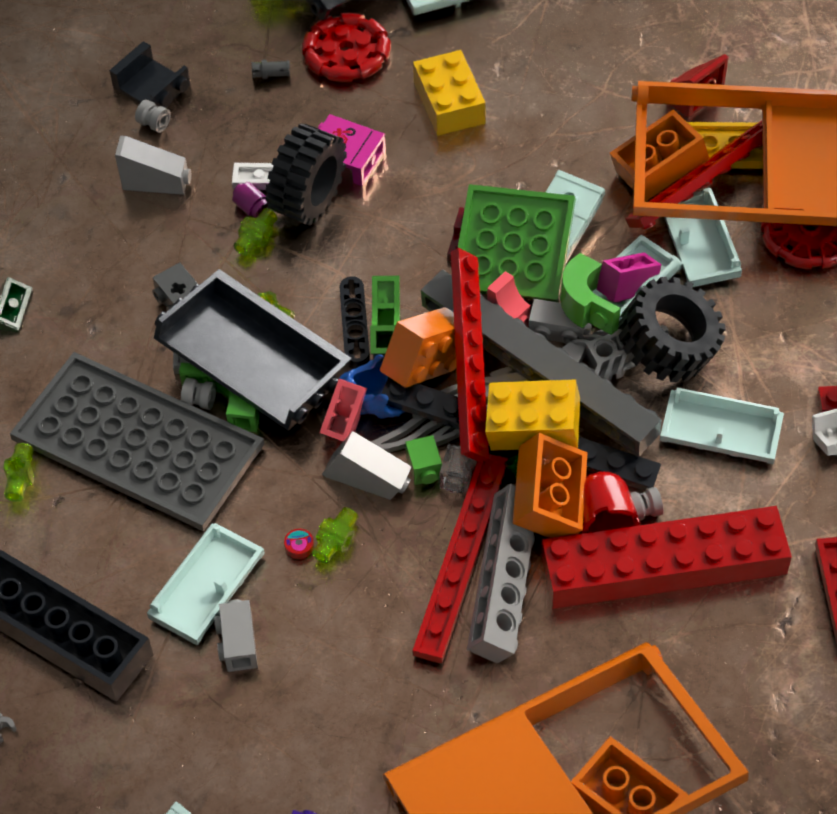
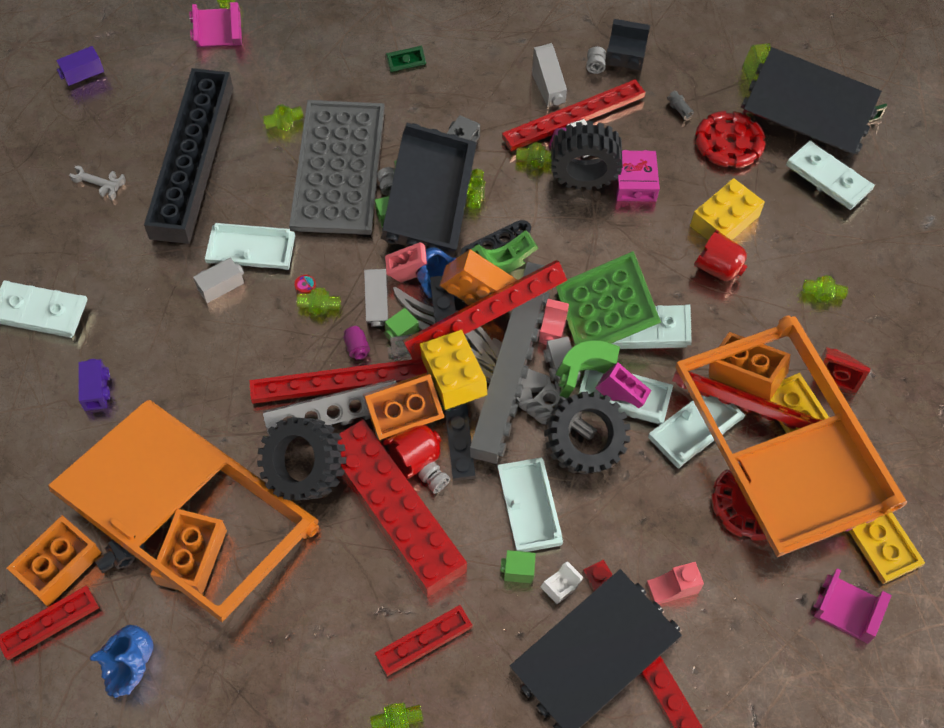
camera: 60 degrees right, 5 degrees up
(218, 174) = (585, 109): none -> red plate
(419, 515) = (356, 342): none -> magenta brick
(506, 120) = (722, 258): none -> red cylinder
(532, 612) = (326, 453): none -> black tyre
(591, 56) = (825, 289): none -> clear neon green axle
(794, 465) = (518, 566): none -> bright green brick

